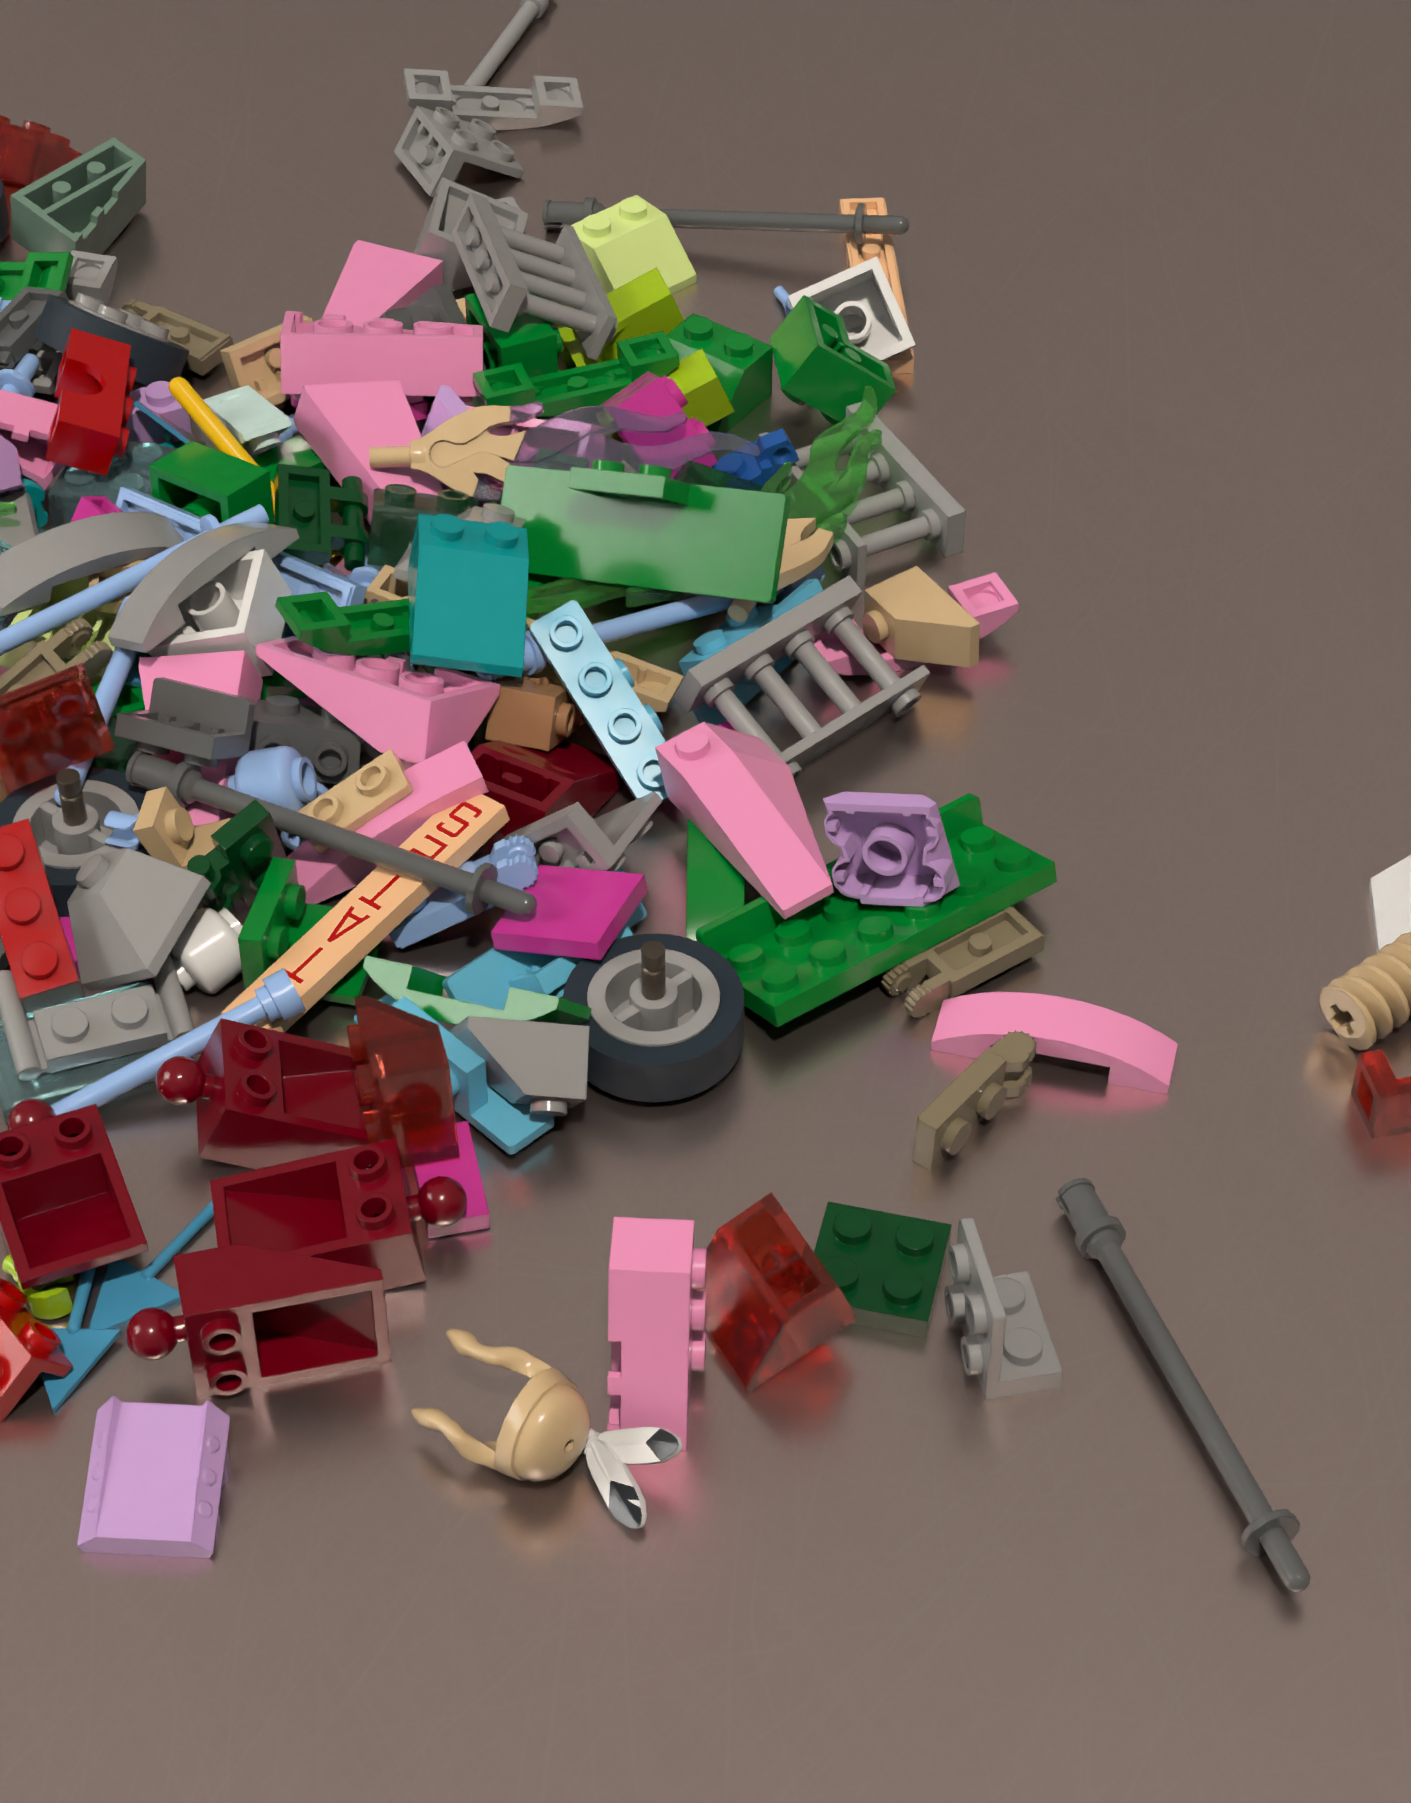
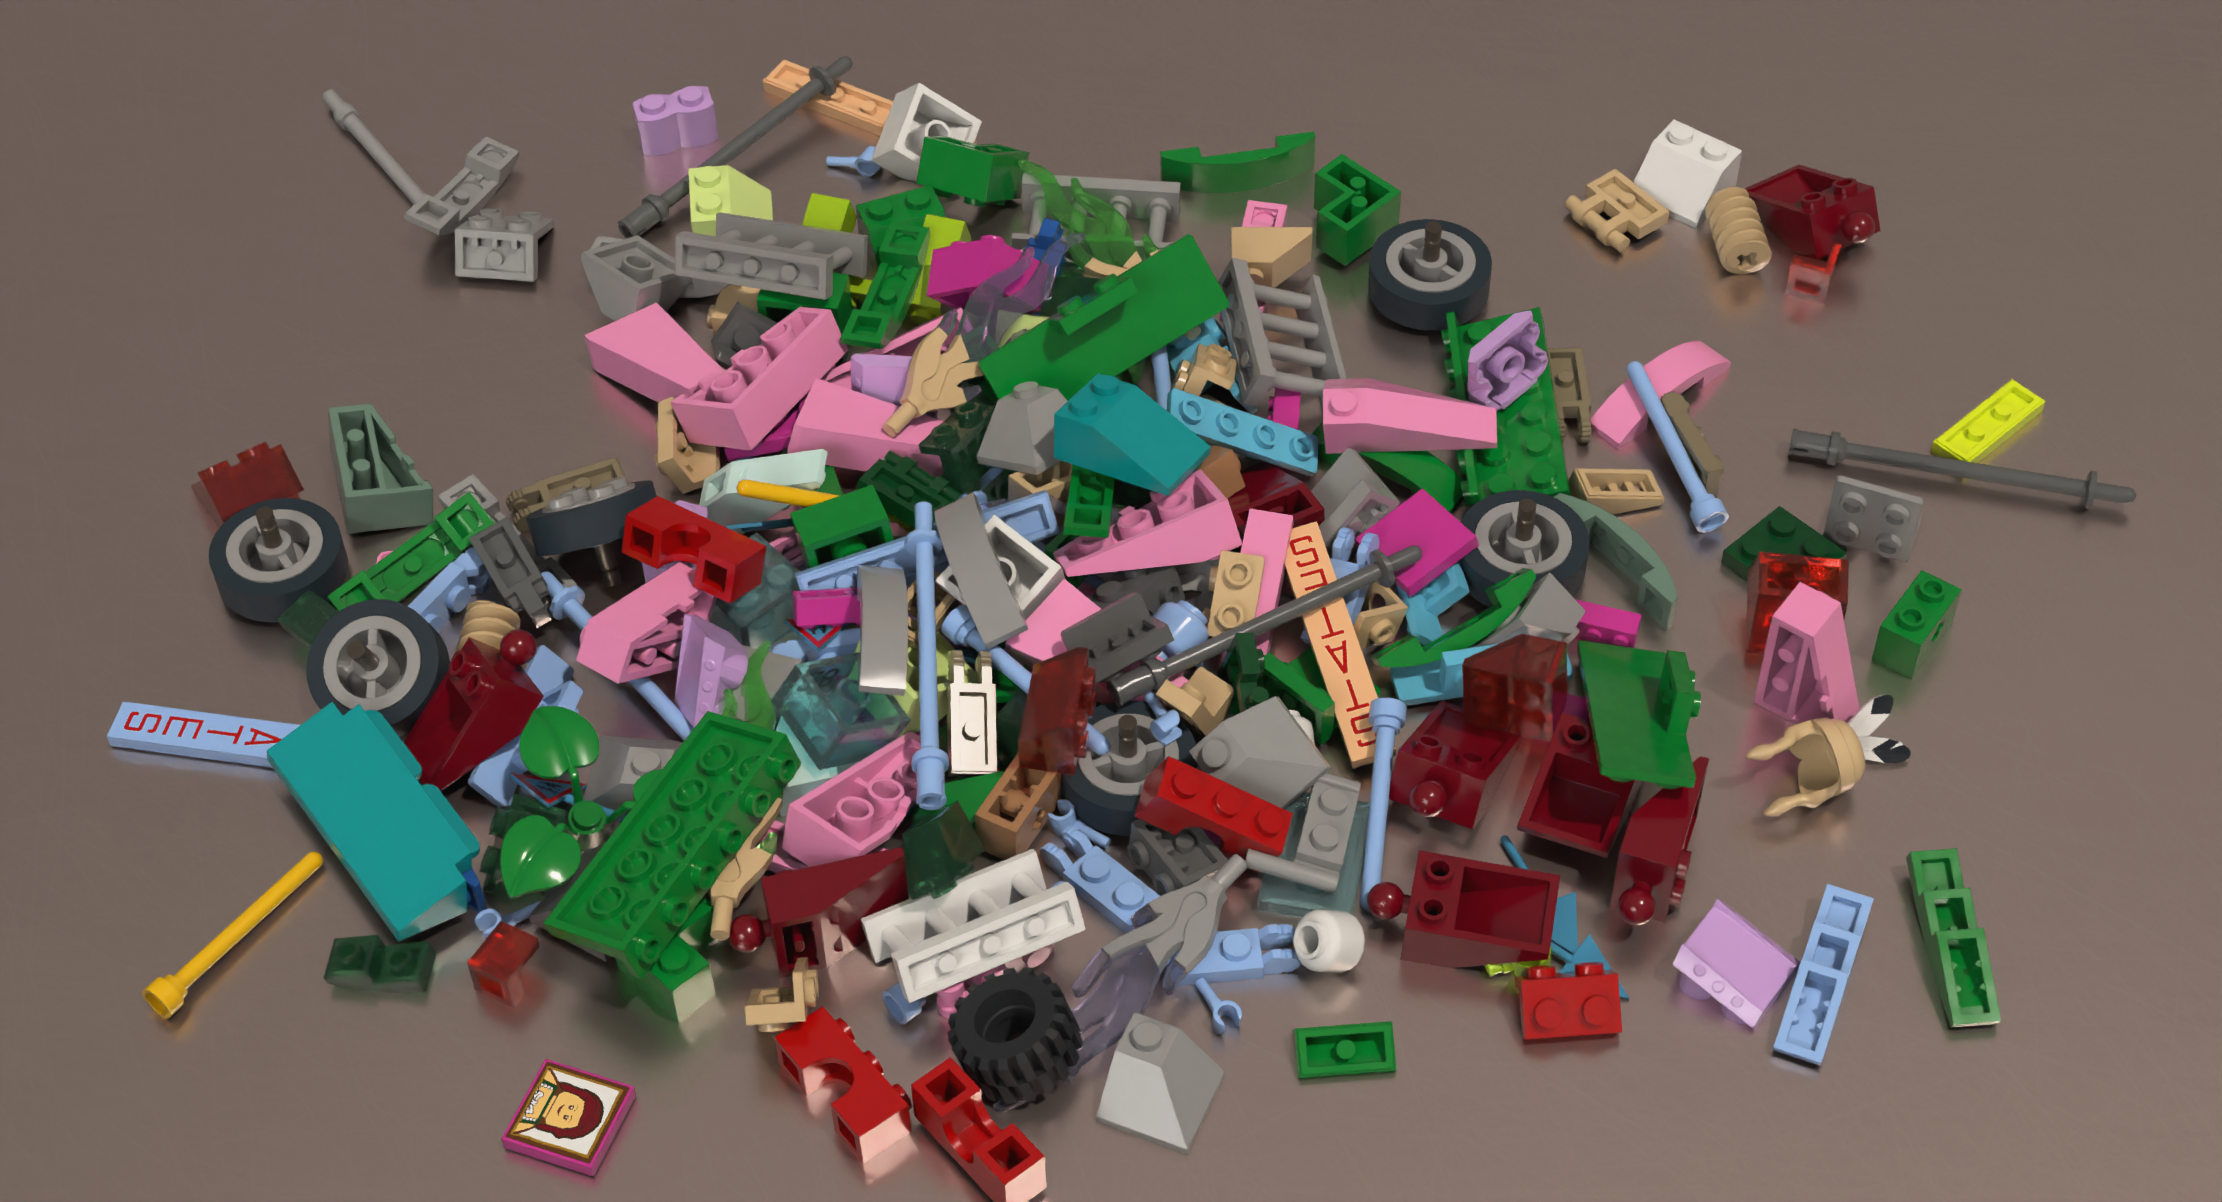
camera: 55 degrees left, 5 degrees up
(184, 1580) = (1823, 974): none -> light blue slope
(339, 1695) = (1953, 939): none -> green slope
(428, 1196) = (1640, 712): none -> green bracket
(436, 944) = (1379, 624): none -> tan bracket
(610, 1139) = (1608, 625): none -> dark pink piece
(662, 637) = (1207, 363): none -> tan bracket
(710, 1159) = (1632, 556): none -> sand green slope
(716, 169) = (675, 120): none -> lavender brick
(830, 1031) = (1603, 486): none -> tan slope
(850, 1434) = (1916, 624): none -> green brick
(880, 1159) = (1707, 511): none -> light blue piece
(1032, 760) = (1428, 271): none -> wheel
(1067, 663) = (1352, 209): none -> green brick
(1103, 581) = (1239, 170): none -> green slope
(1302, 1384) = (1989, 424): none -> neon yellow tile
(1335, 881) = (1624, 202): none -> tan plate

